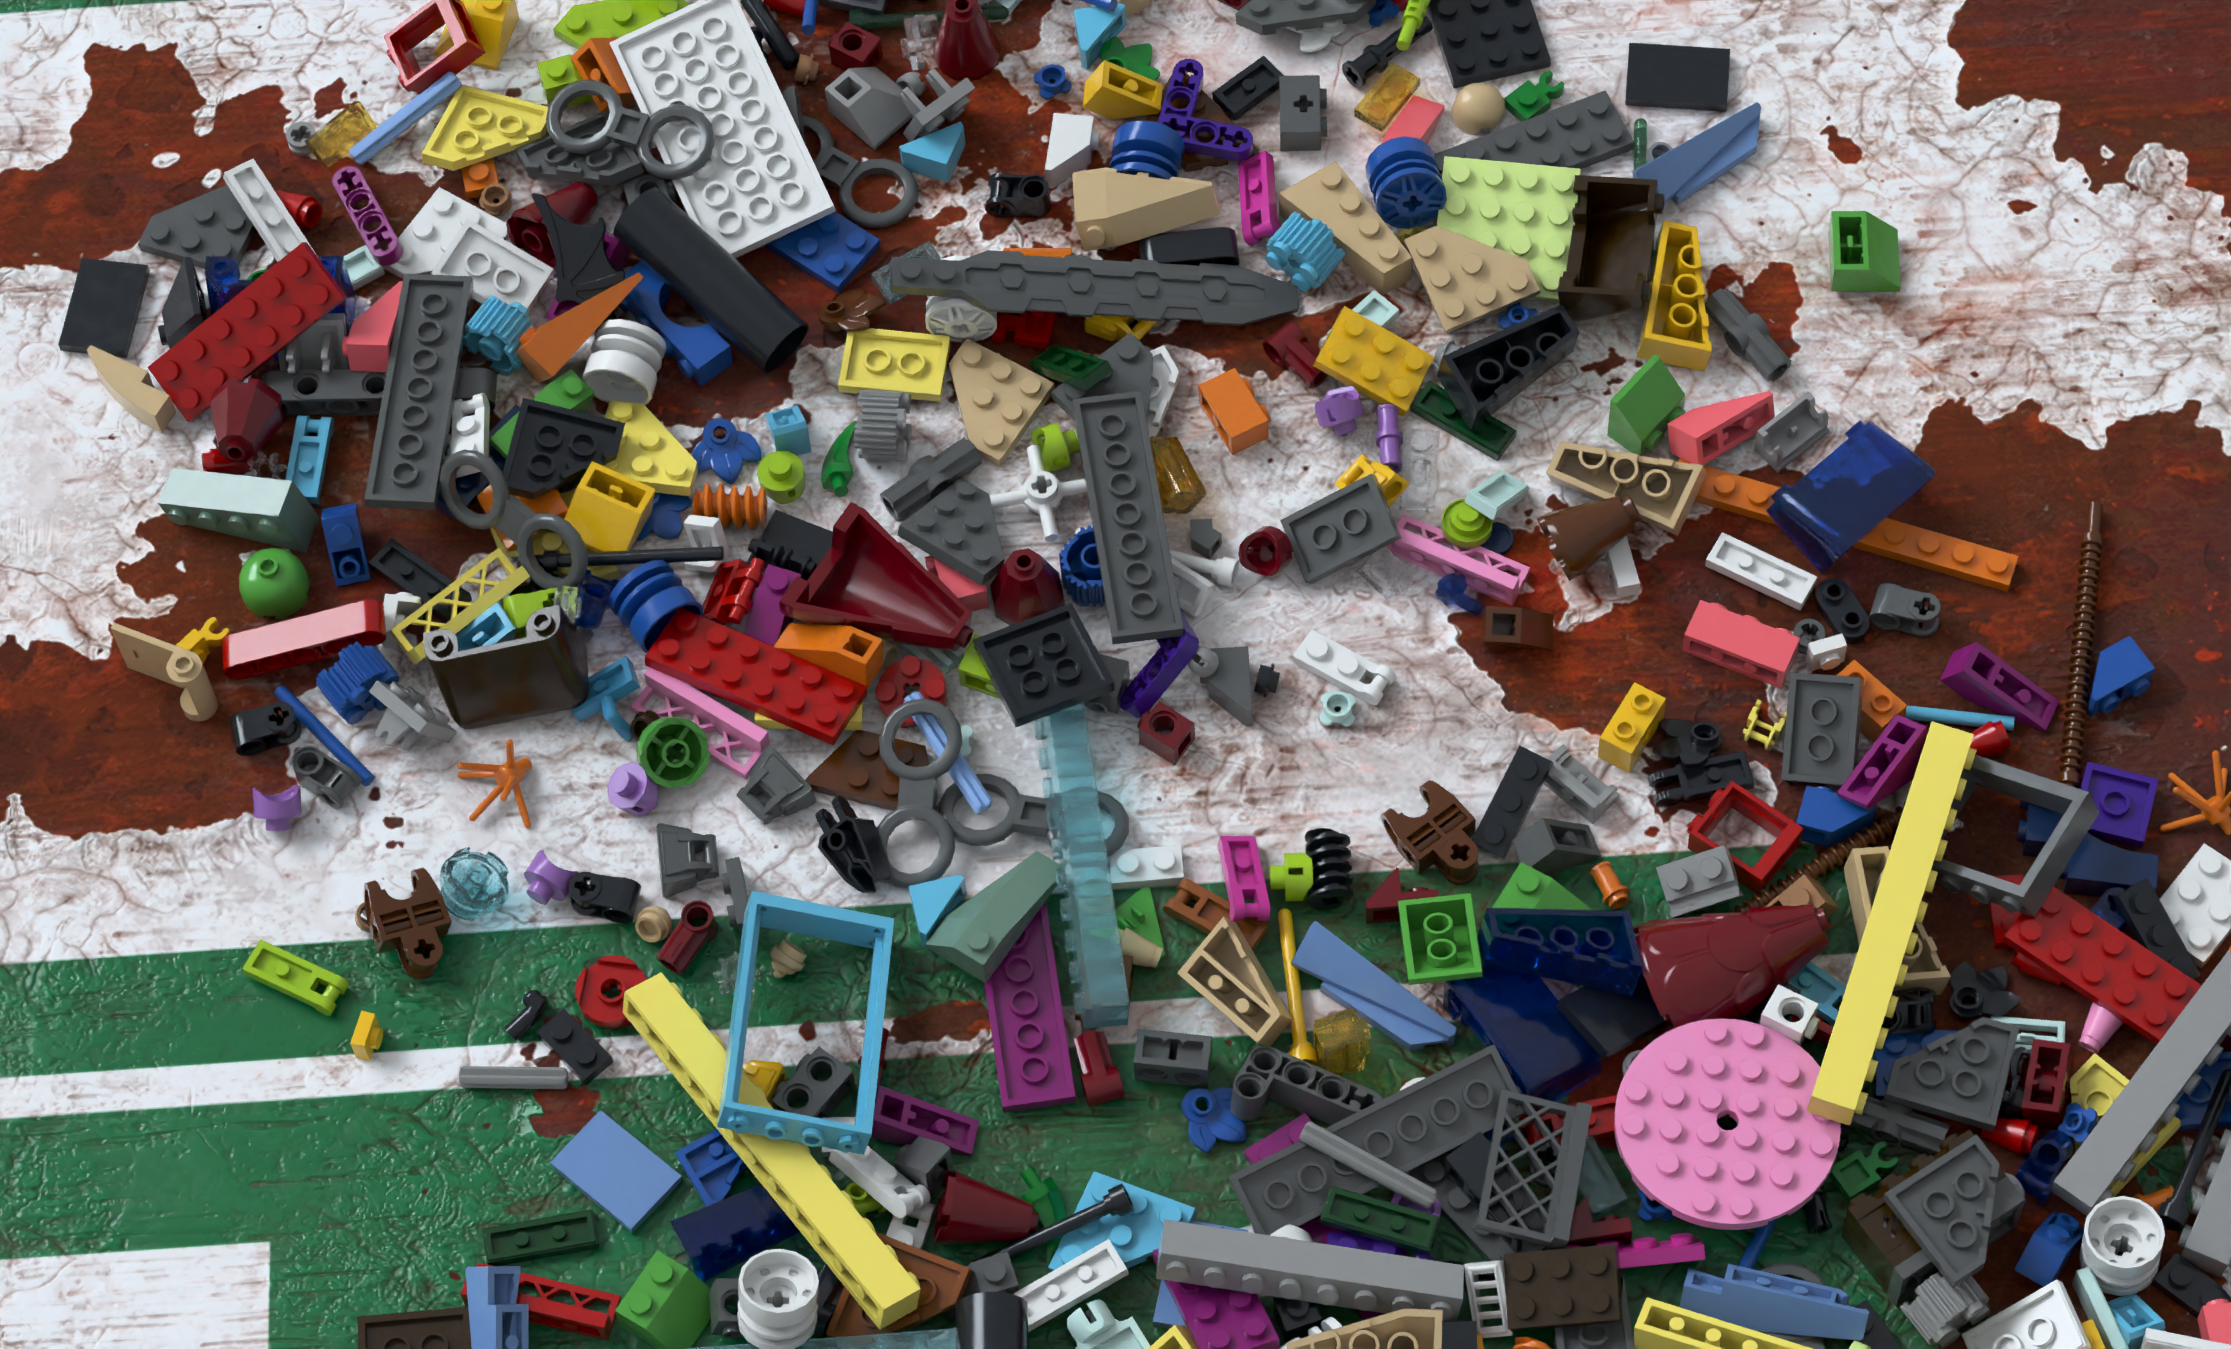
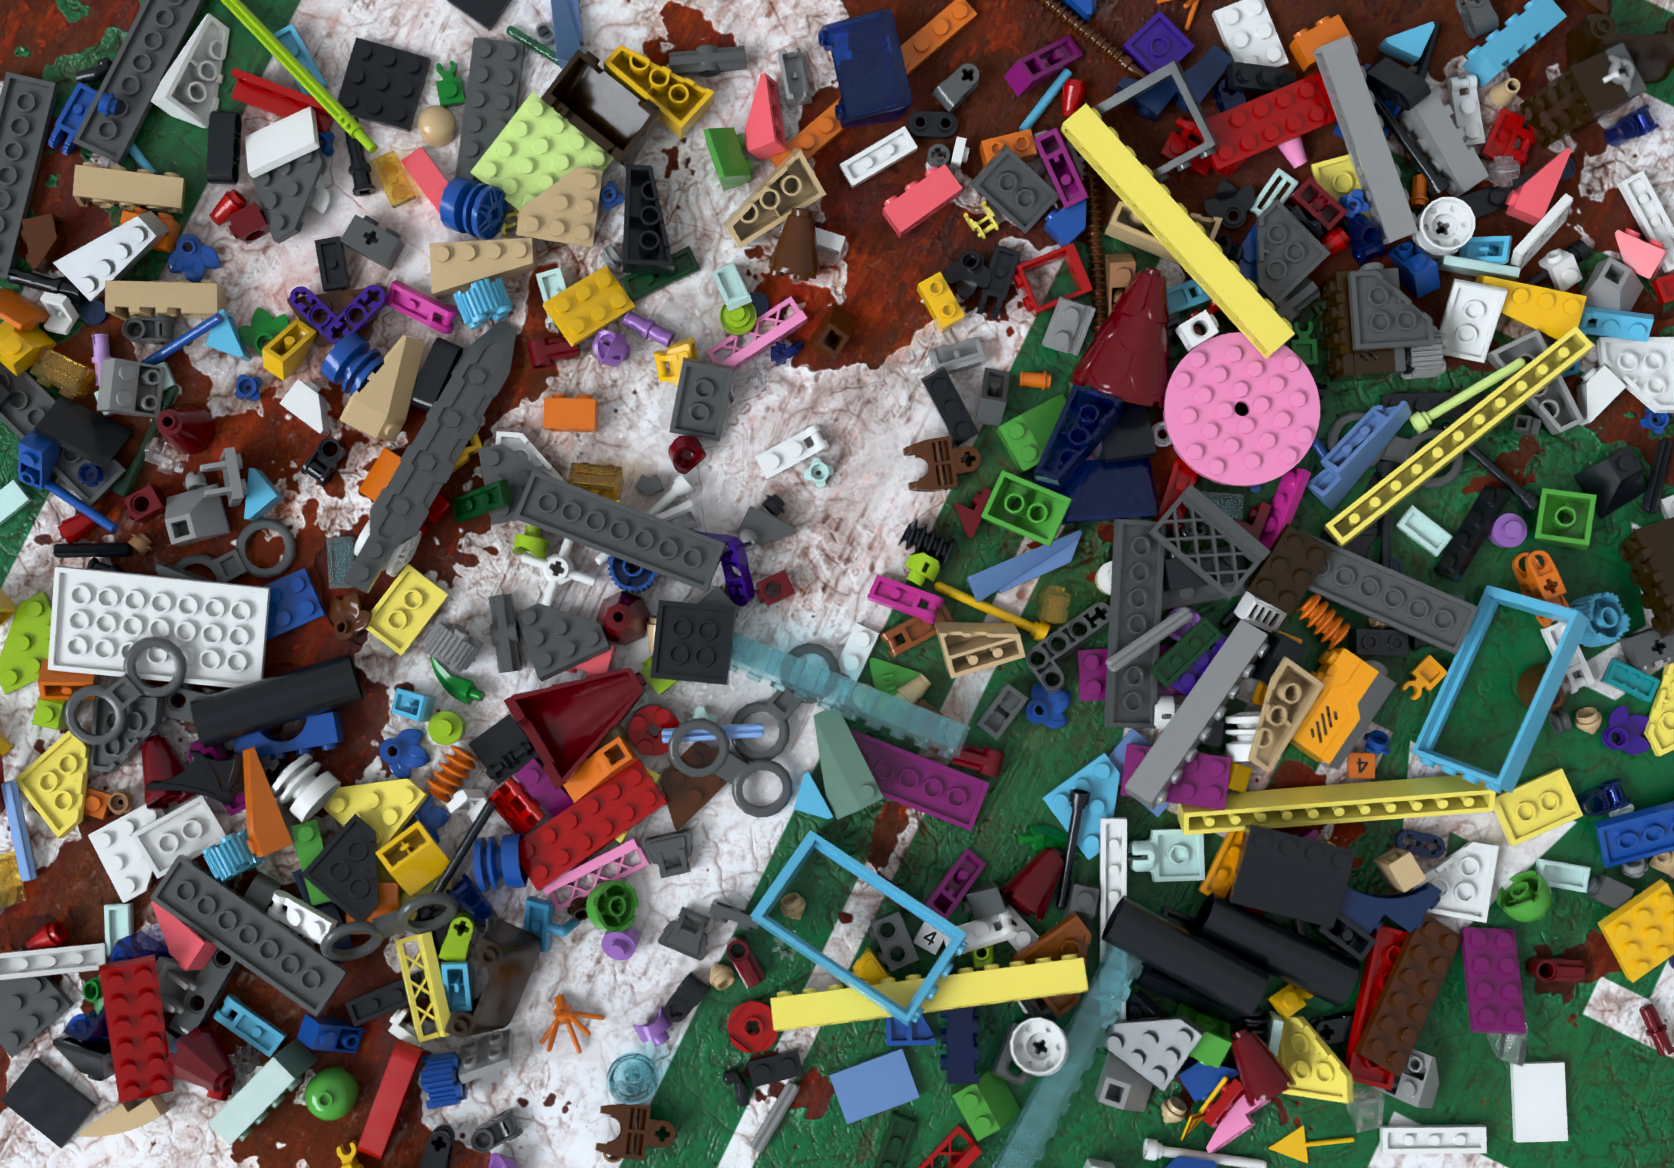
camera: 65 degrees left, 25 degrees up
(314, 725) = (462, 1115): blue bar -> none
(367, 215) = (83, 897): magenta beam -> none
(569, 602) = (473, 923): clear plate -> none
(853, 847) = (743, 827): black hinge -> none
(995, 399) = (469, 559): tan plate -> none

